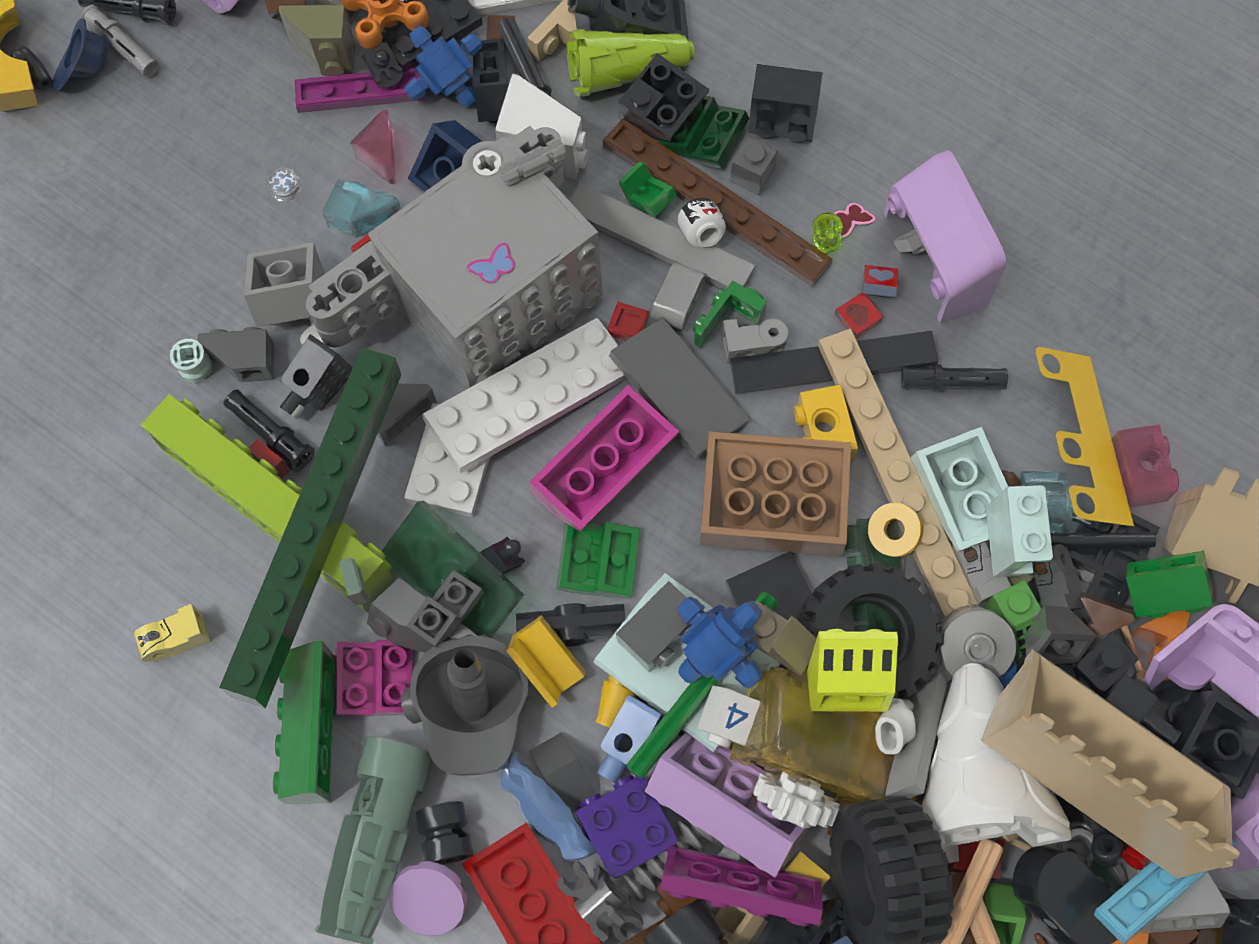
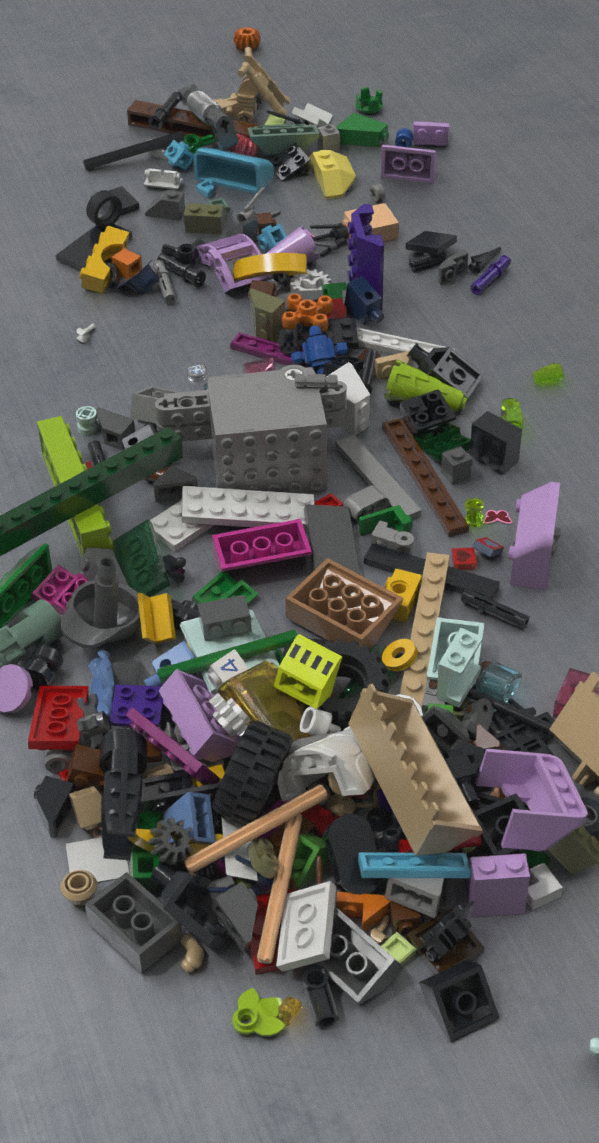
camera: 30 degrees right, 25 degrees down
(41, 34) = (127, 263): none -> orange brick
(68, 203) = (84, 334): none -> white hand
(353, 581) = (83, 522): sand green tile -> none
(446, 610) = (130, 568): dark grey slope -> none
(490, 269) = (264, 415): medium blue sticker -> none
(646, 191) = (386, 451): green bracket -> none
(701, 222) = (405, 476): white head -> none
(719, 642) = (247, 627): blue piece -> none
(766, 39) = (512, 412): none -> clear neon green leg
(784, 640) = (278, 642): dark tan slope -> none
(1094, 440) = (554, 670): yellow piece -> none
(1170, 585) = (537, 739): green brick -> none

